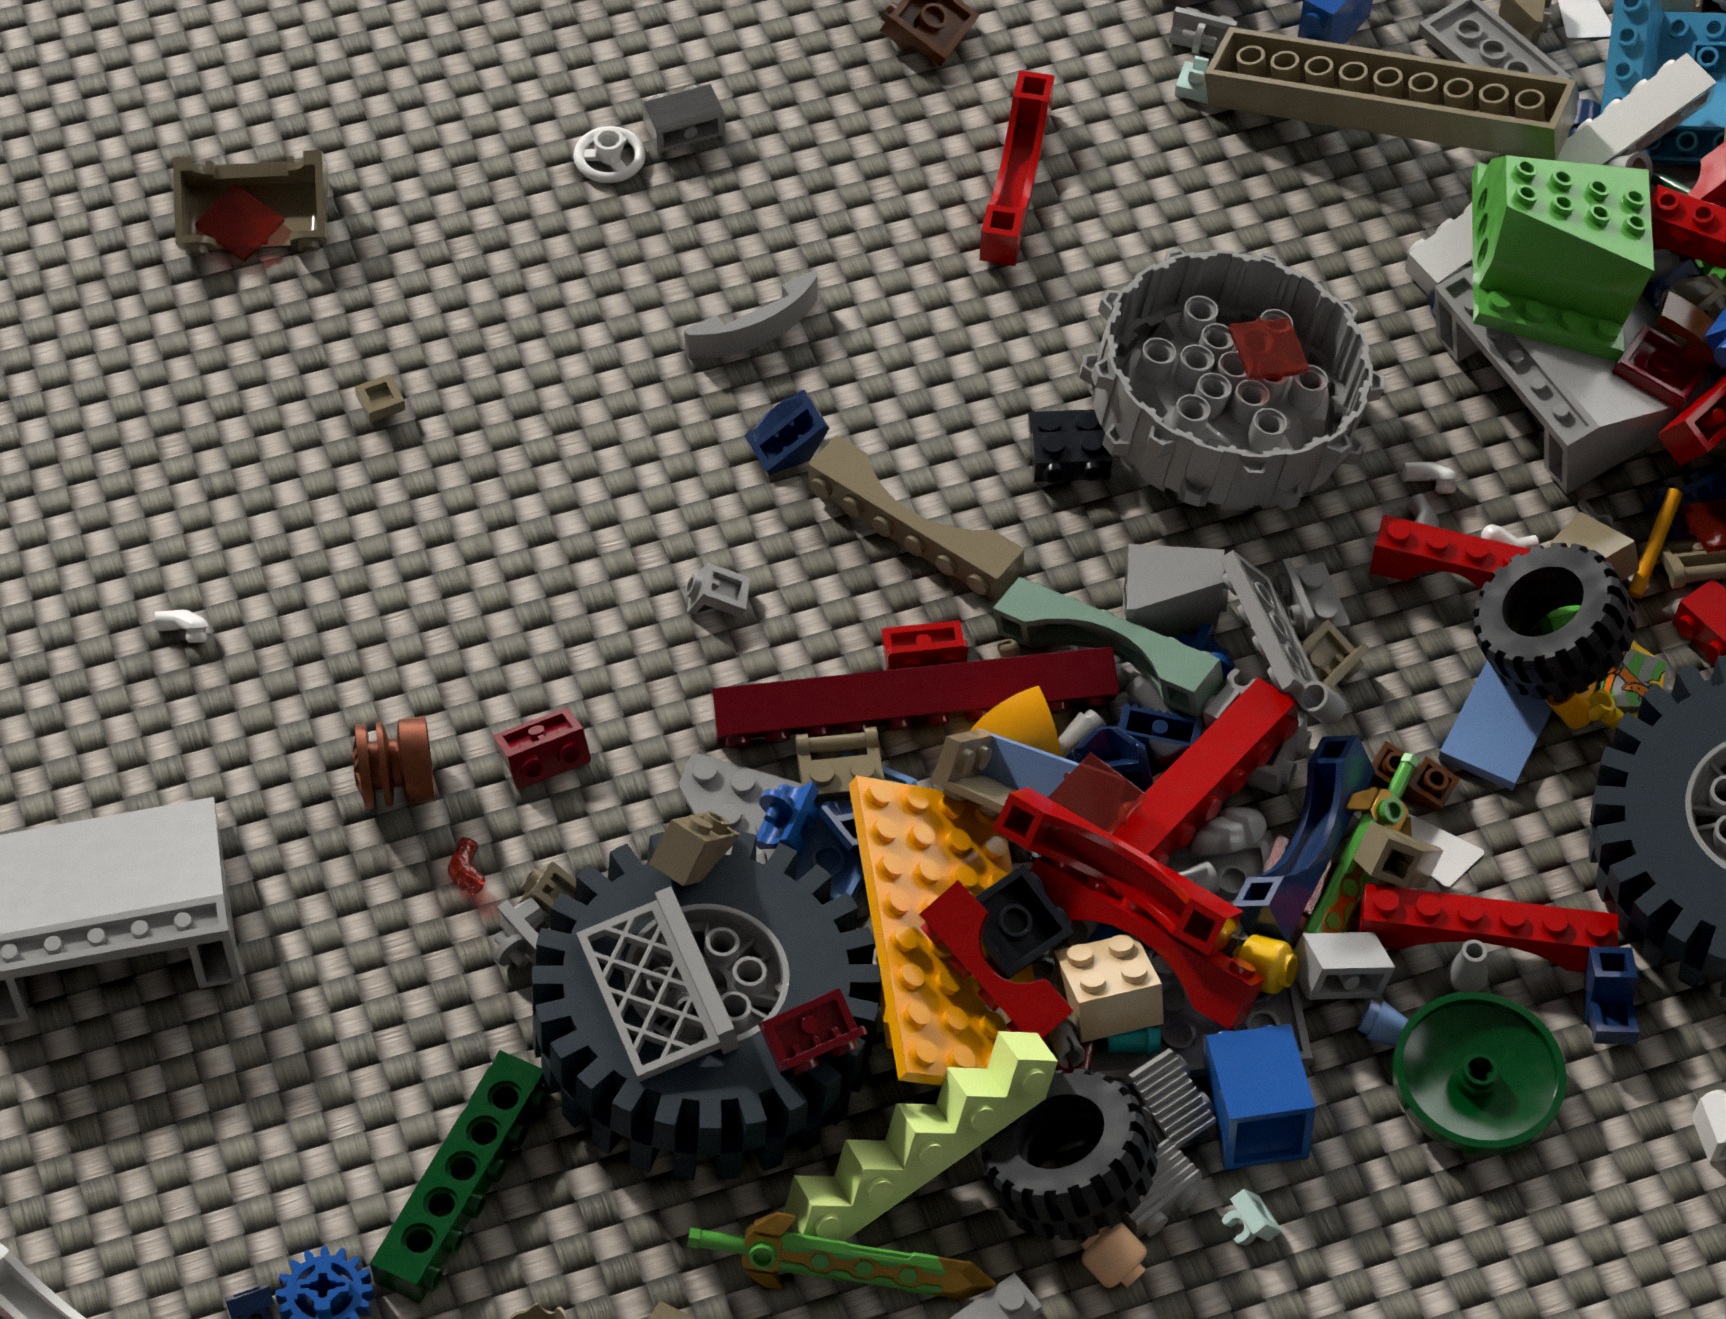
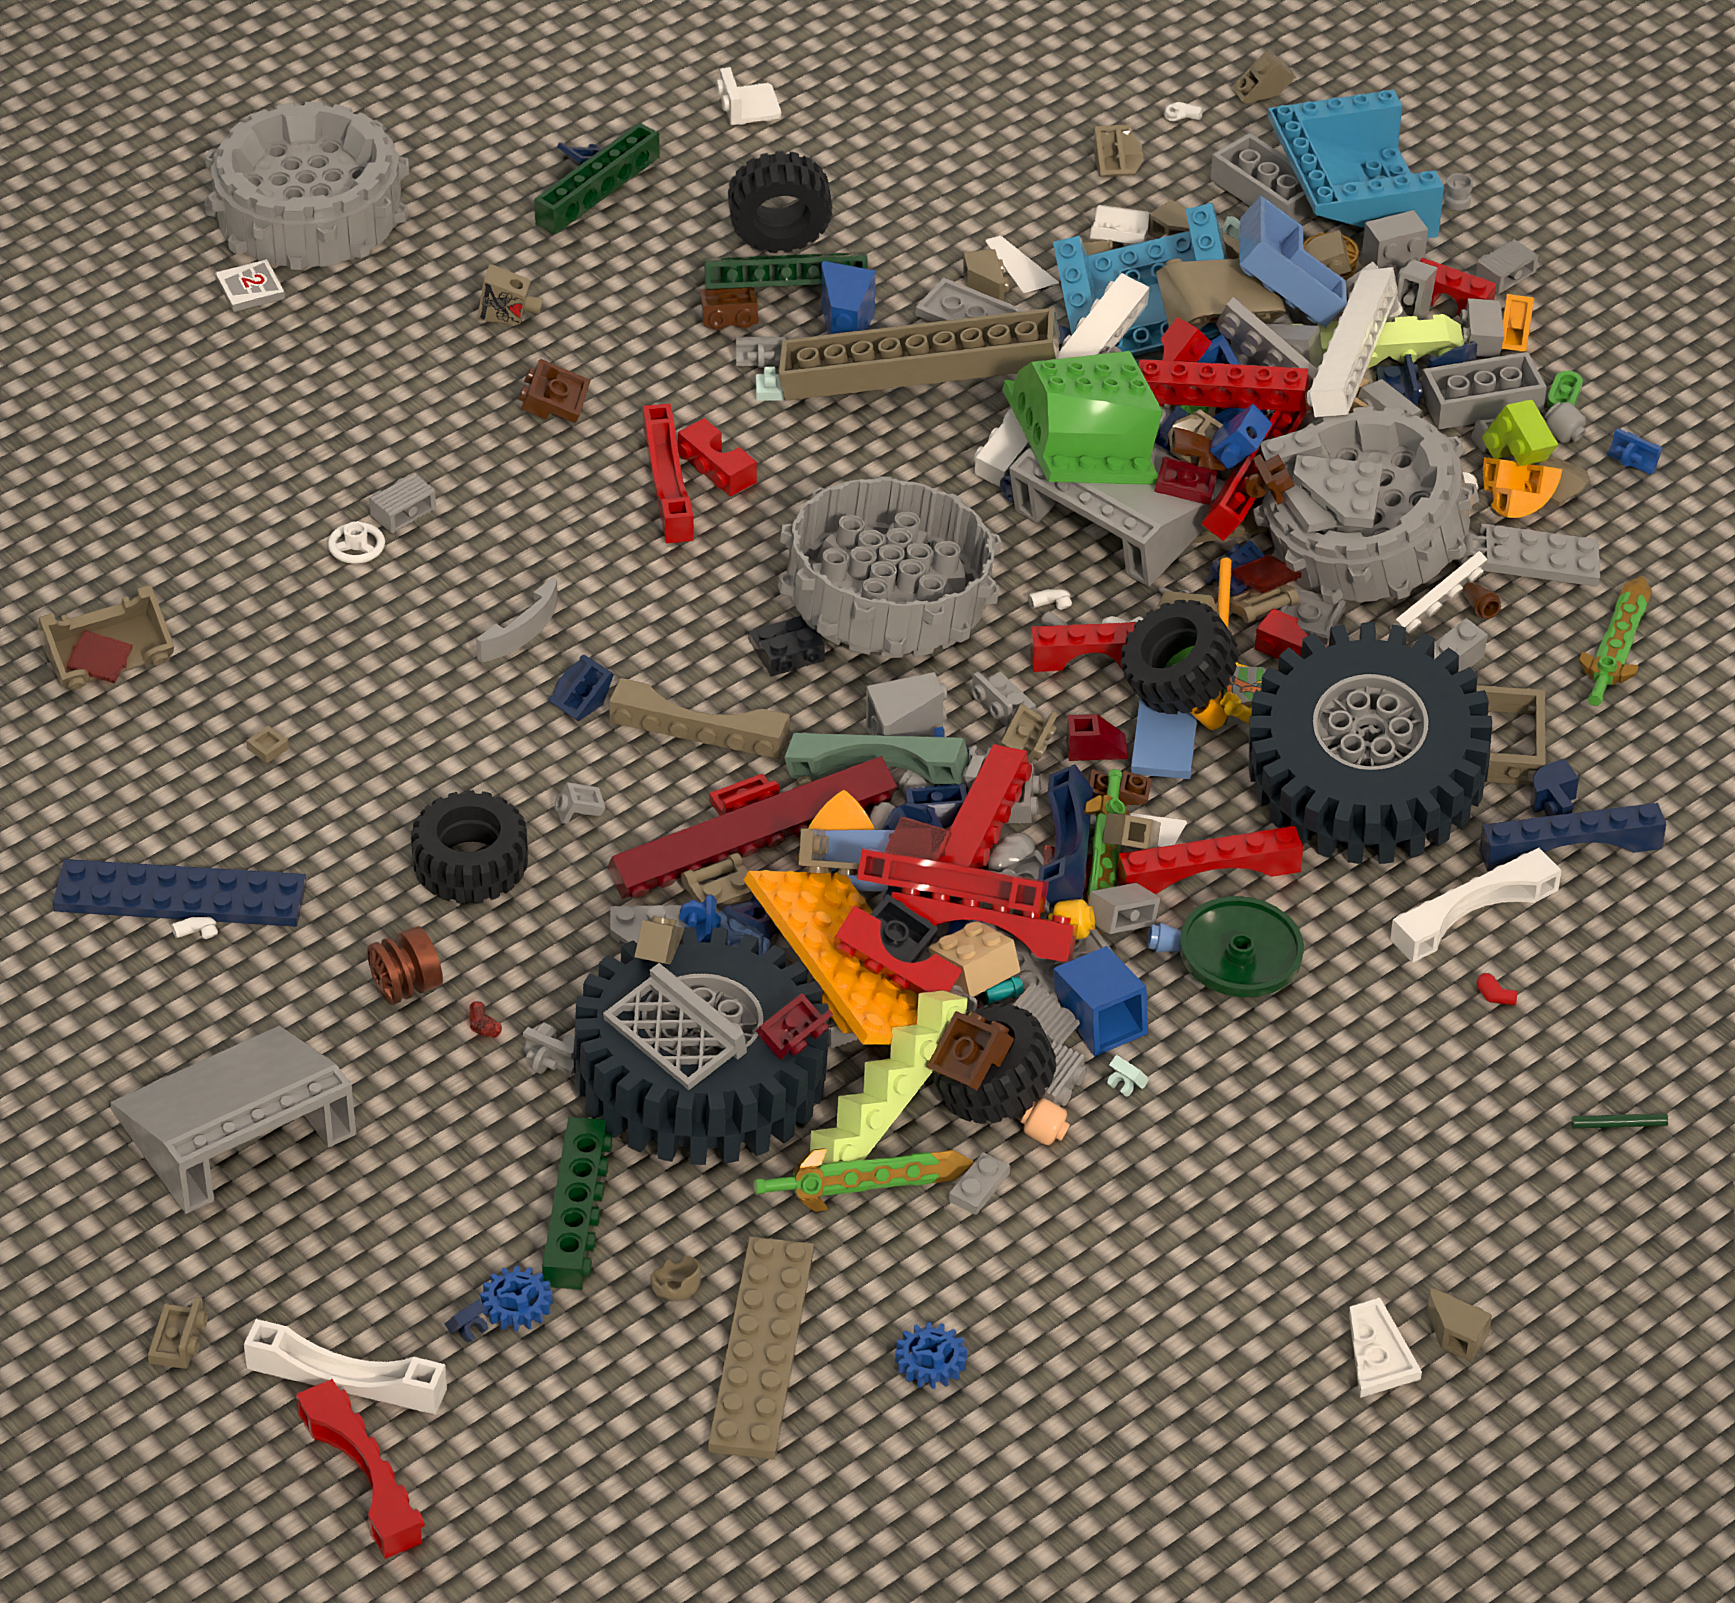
camera: 20 degrees left, 10 degrees down
(189, 570) = (179, 892): none -> dark blue plate
(543, 747) = (502, 932): dark red bracket -> none
(546, 576) = (469, 874): none -> black tyre
(547, 885) = (554, 1013): dark tan bracket -> none
(1033, 1138) = (970, 1049): none -> reddish brown plate
(1095, 183) = (703, 449): none -> red arch
(1268, 349) = (911, 535): clear red piece -> none
(1278, 641) = (1038, 745): light grey hinge -> none
(1405, 699) = (1094, 739): none -> dark red slope
(1469, 968) = (1207, 886): light grey cone -> none
(1609, 995) = (1307, 876): dark blue brick -> none

